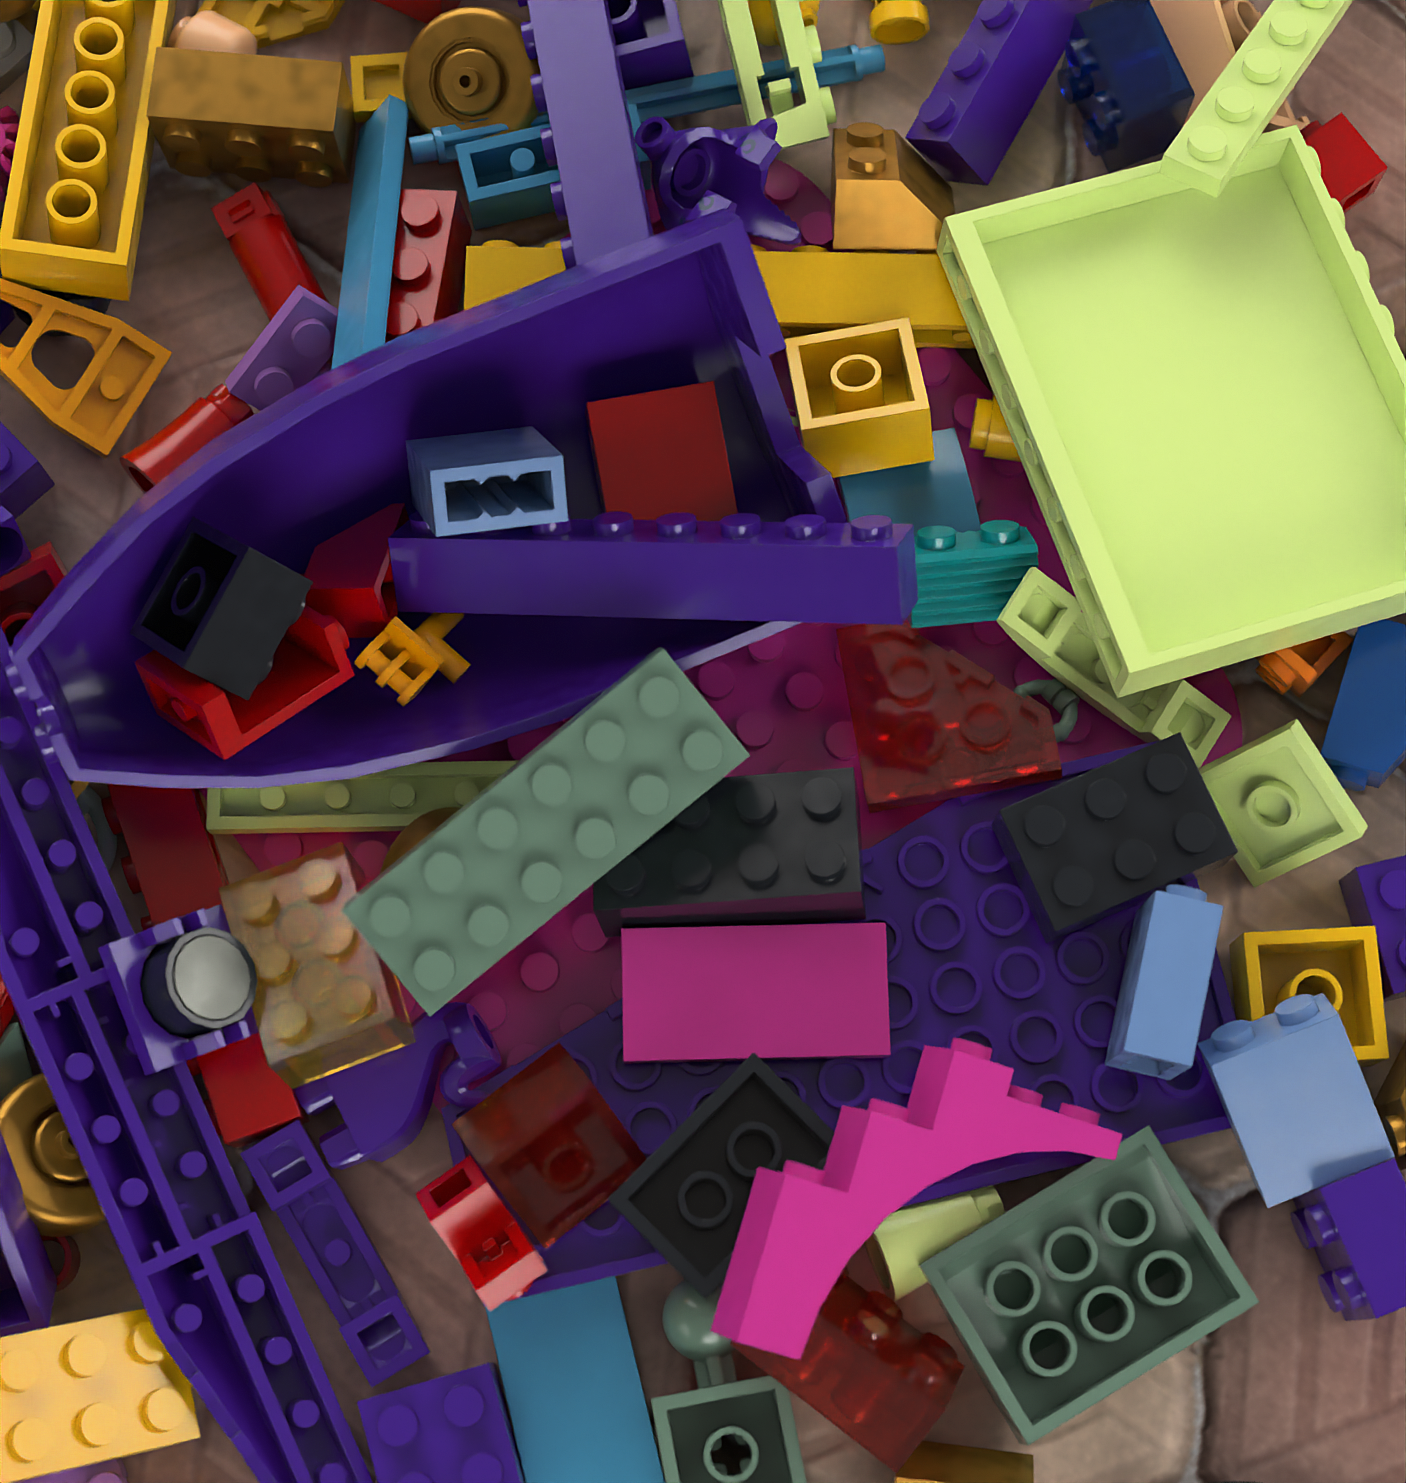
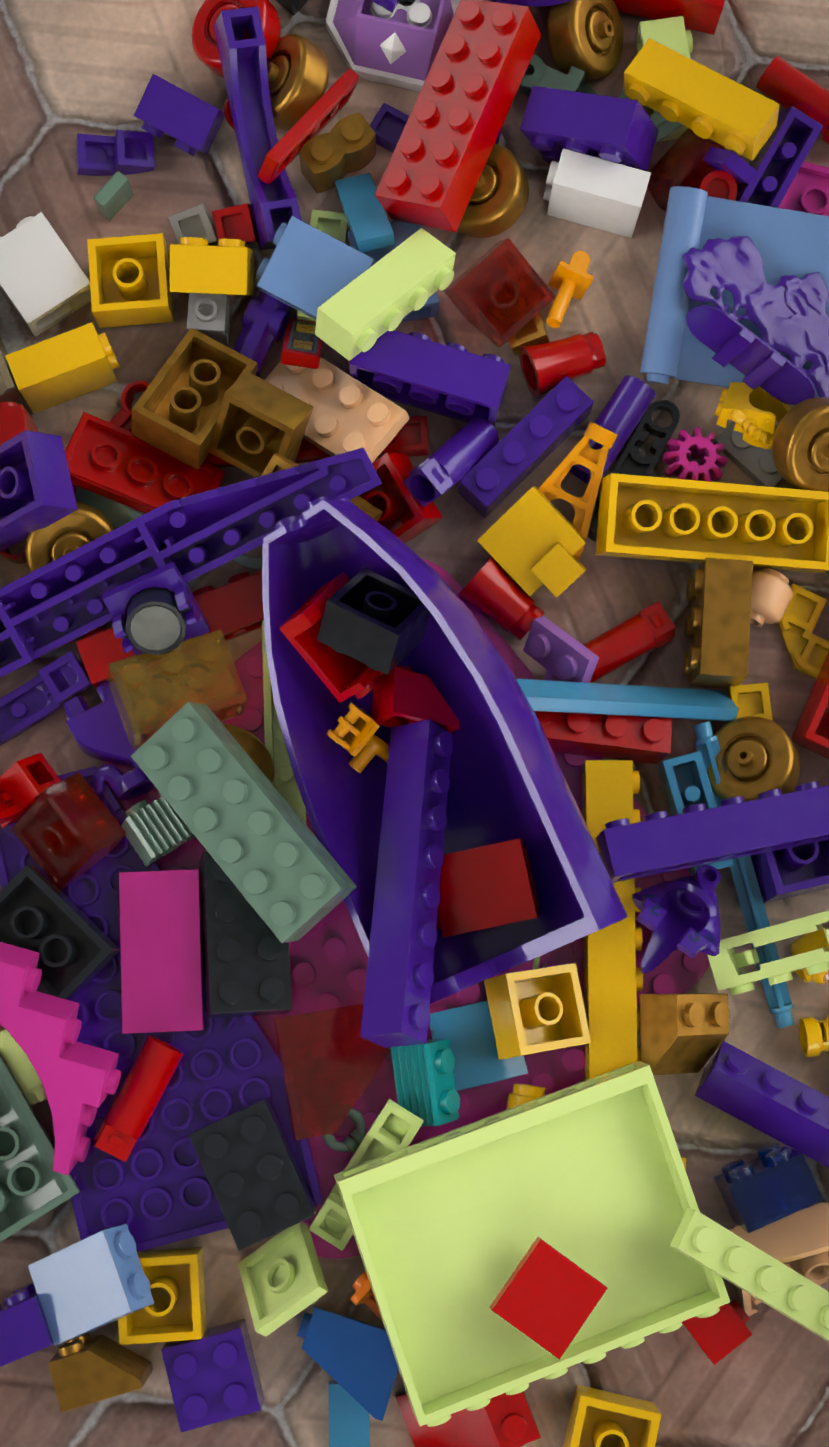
camera: 85 degrees right, 5 degrees up
(106, 386) = (536, 544): none -> yellow piece
(486, 481) = (463, 777): medium blue brick -> none
(547, 991) = (155, 829): none -> sand green brick
(1021, 1038) = (137, 1098): none -> red piece
(1164, 983) = (157, 1202): medium blue brick -> none
(1298, 372) = (548, 1297): none -> red tile

